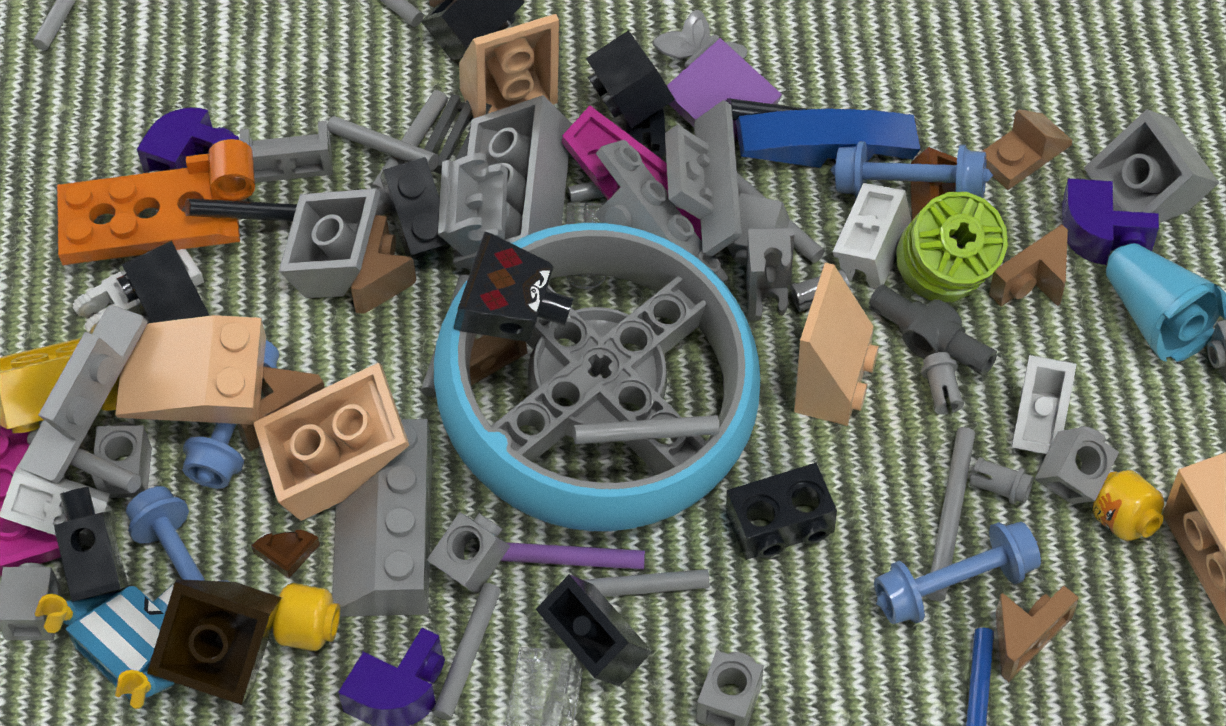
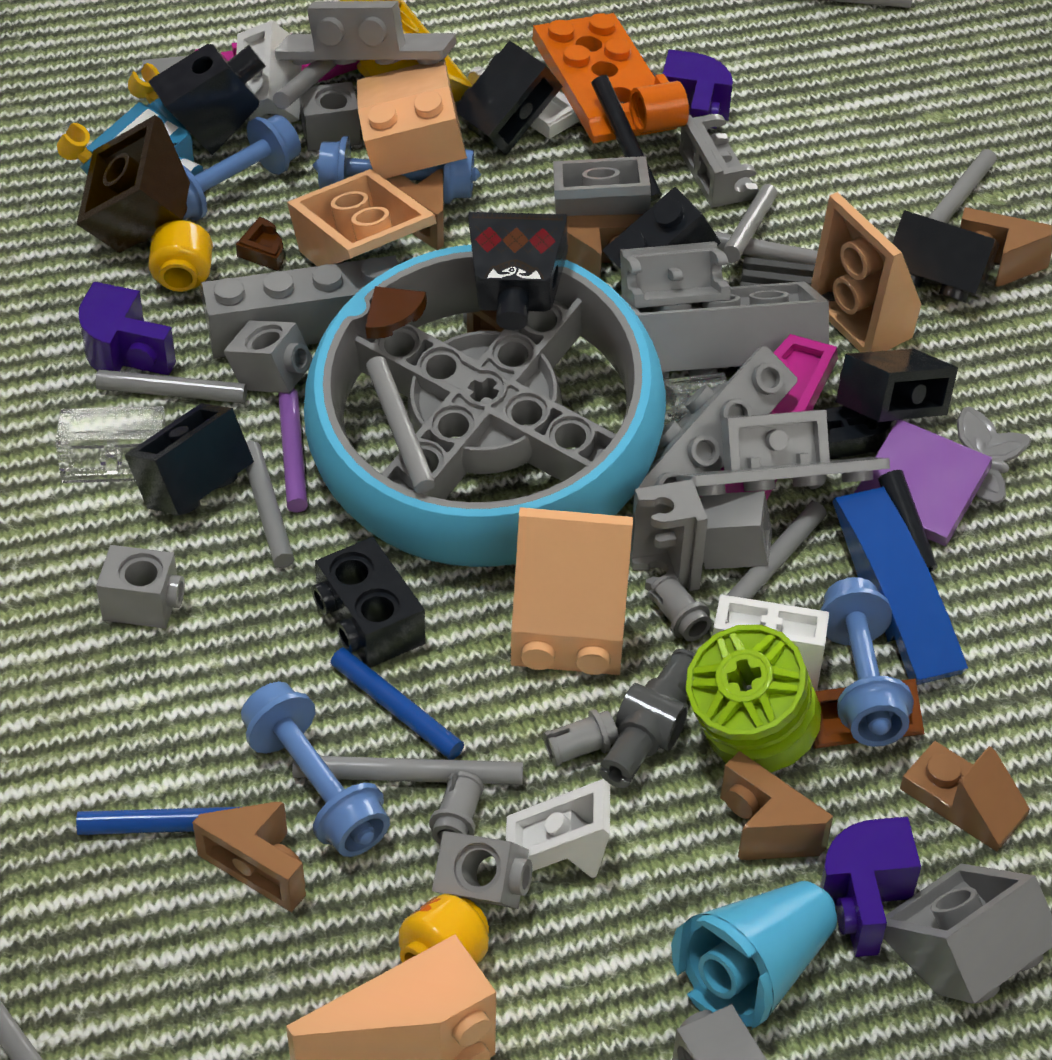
camera: 75 degrees right, 10 degrees down
(522, 407) = (392, 310): none -> reddish brown tile
(880, 512) = (397, 704): none -> blue bar

